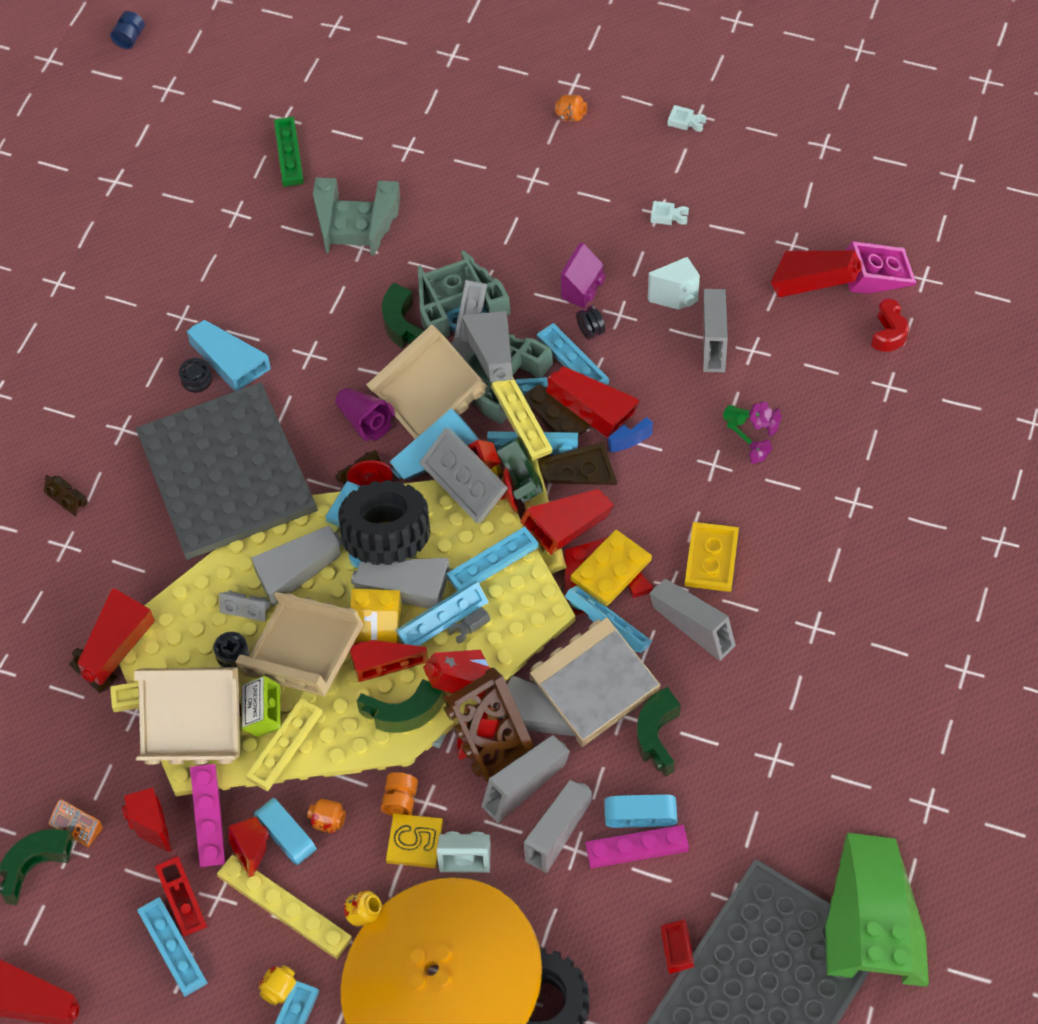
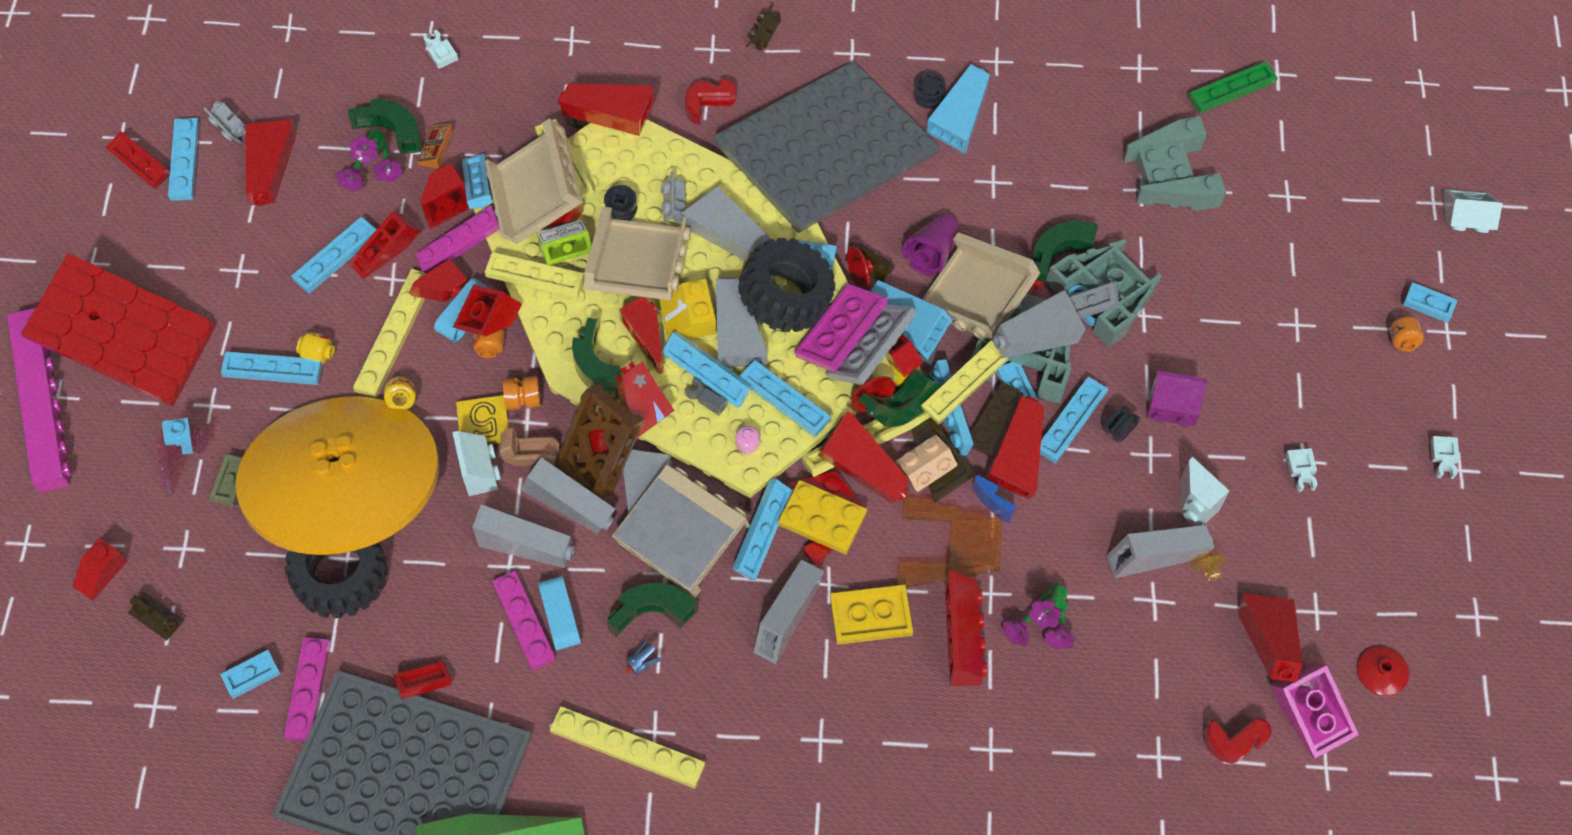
camera: 70 degrees right, 5 degrees up
(69, 880) = (363, 151): none -> magenta plant
(121, 559) = (707, 94): none -> red animal
(161, 778) = (476, 182): none -> medium azure plate
(307, 801) = (486, 311): none -> red slope
(448, 505) = (841, 327): none -> dark pink tile
(463, 802) = (527, 450): none -> nougat animal
(472, 30) = (1471, 210): none -> light aqua slope
(524, 601) = (747, 439): none -> bright pink piece
(546, 85) = (1430, 302): none -> medium azure plate
(582, 471) = (927, 462): none -> light nougat bracket
(667, 462) = (973, 546): none -> clear orange wing
(710, 753) = (635, 661): none -> flat silver piece
(736, 300) = (1209, 566): none -> clear yellow tile
(748, 490) = (963, 630): none -> red slope
(785, 784) = (627, 747): none -> light yellow plate
(854, 218) = (1375, 678): none -> red dish

